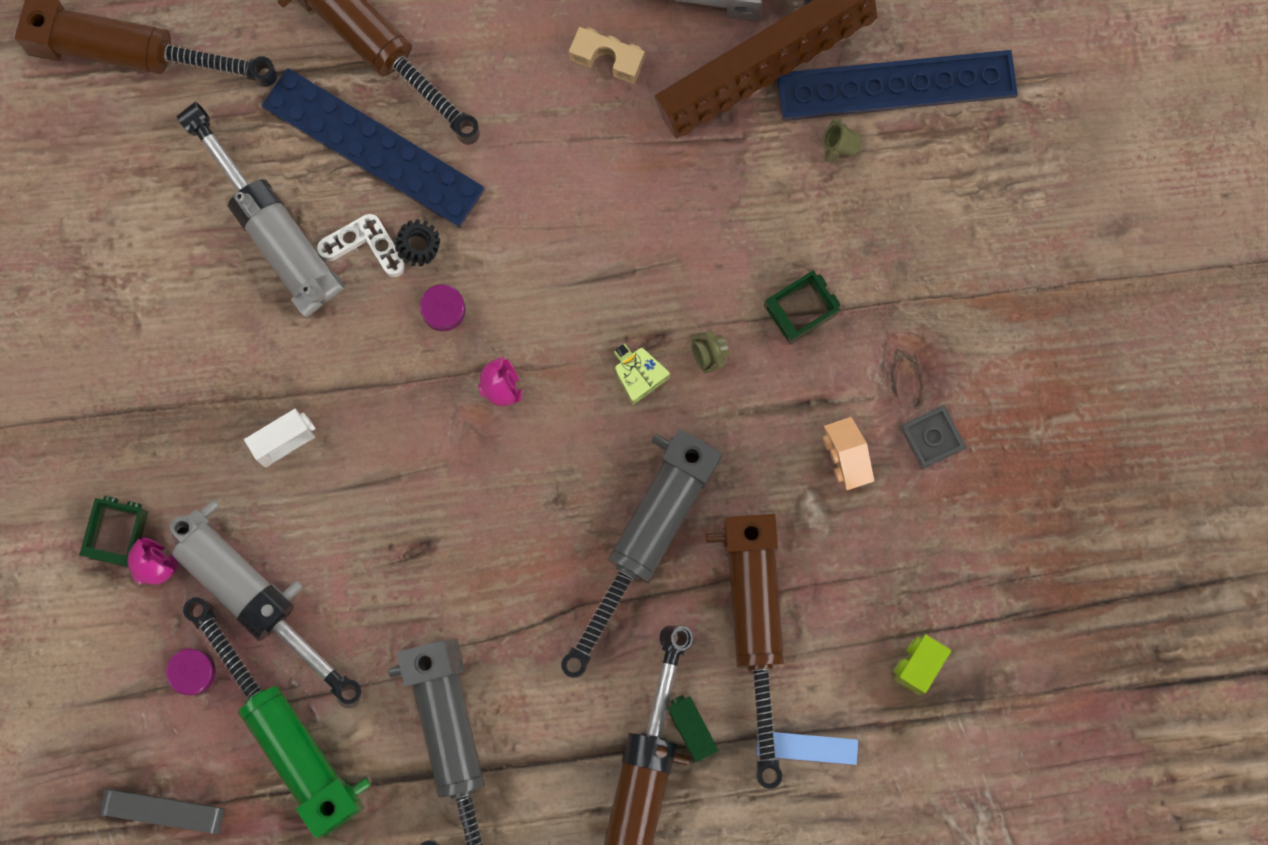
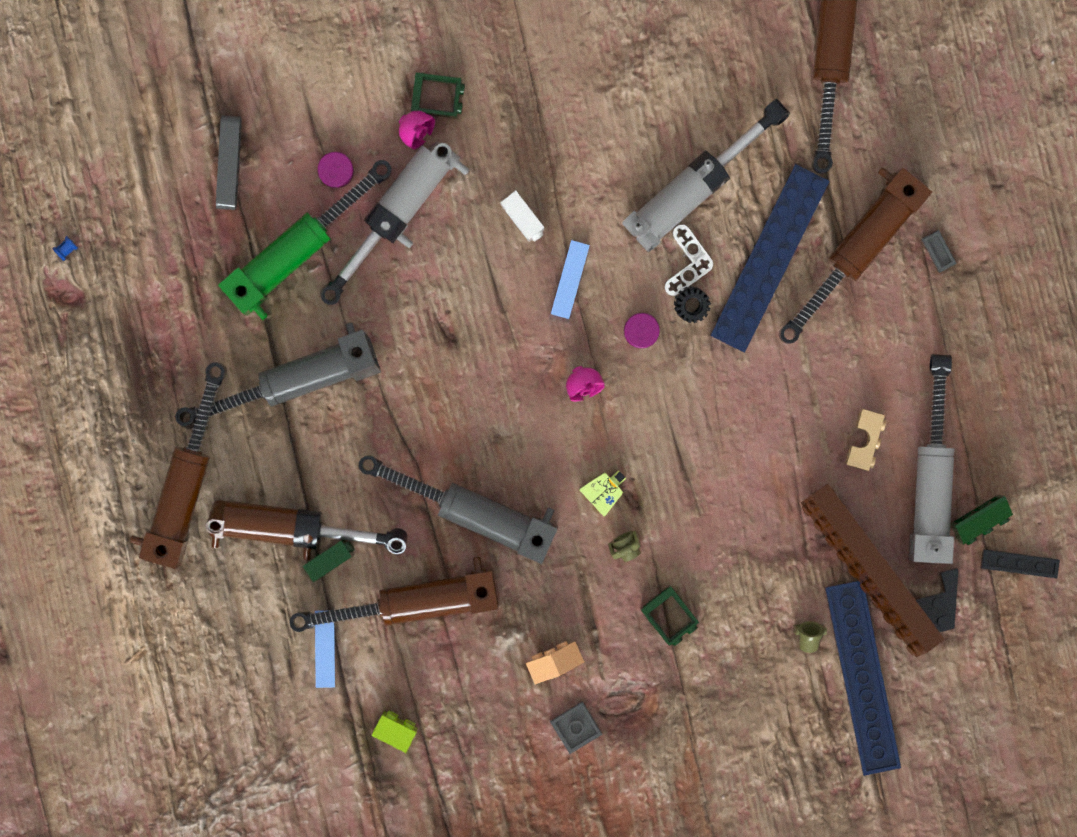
camera: 85 degrees right, 10 degrees up
(369, 390) = (570, 279): none -> light blue tile

